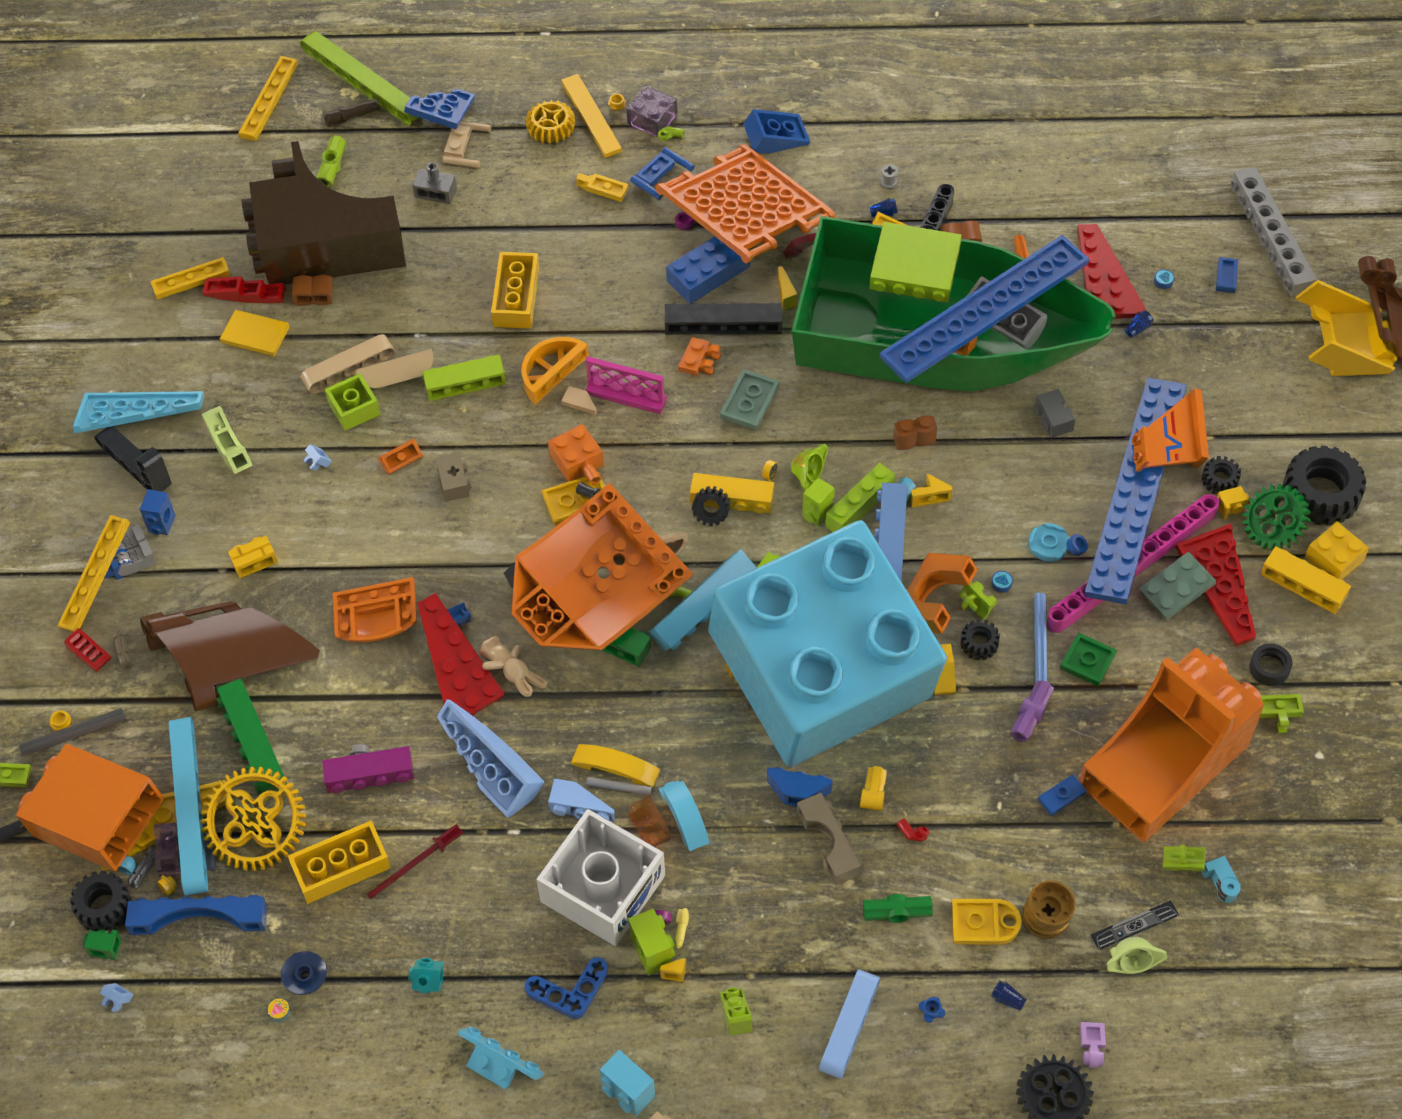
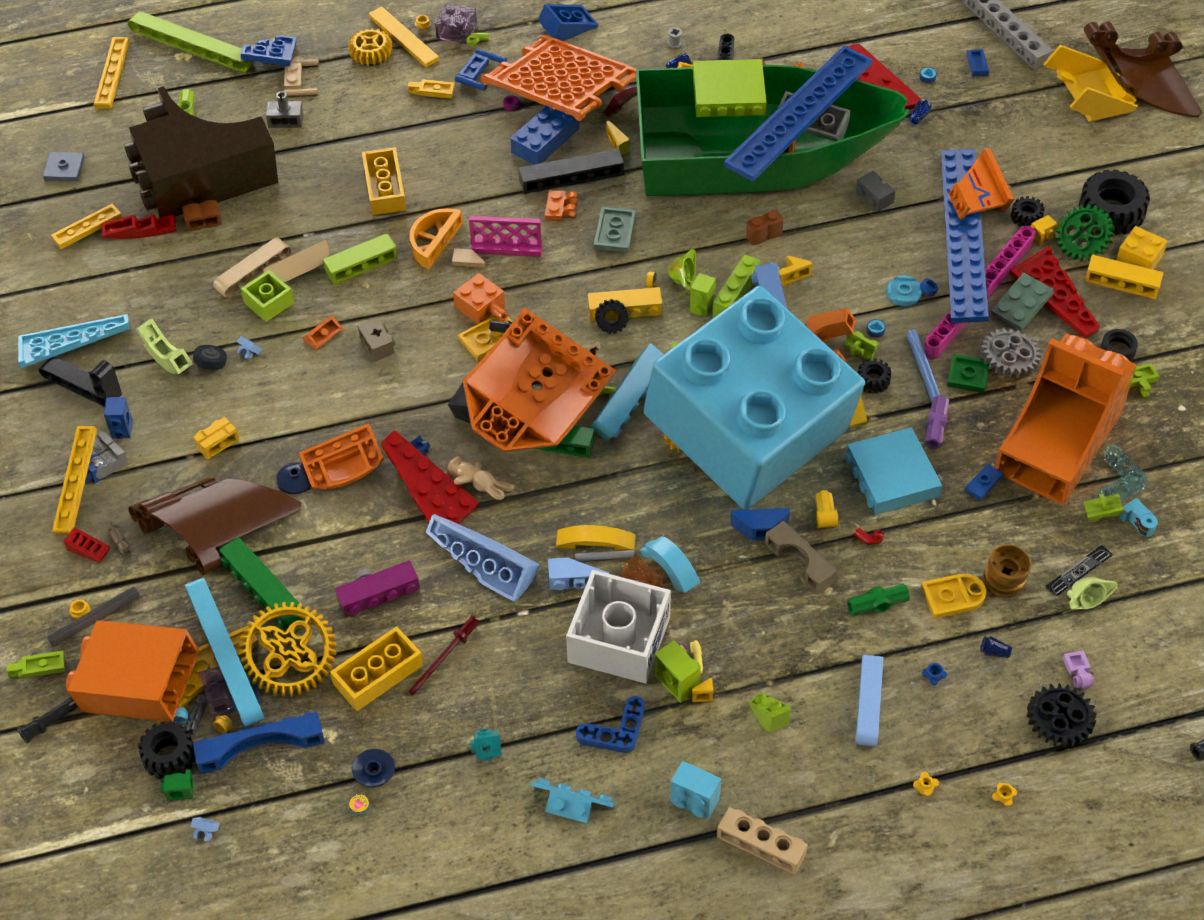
camera: 15 degrees left, 5 degrees down
(187, 201) = (63, 166): none -> sand blue plate
(254, 332) = (159, 259): yellow tile -> none
(272, 460) = (210, 357): none -> black wheel
(319, 627) = (293, 483): none -> dark blue dish
(343, 114) = (184, 72): dark brown pin -> none
(963, 759) = (893, 471): none -> medium azure brick
(1141, 645) = (1010, 353): none -> light grey gear
(1226, 829) = (1127, 477): none -> clear light blue beam

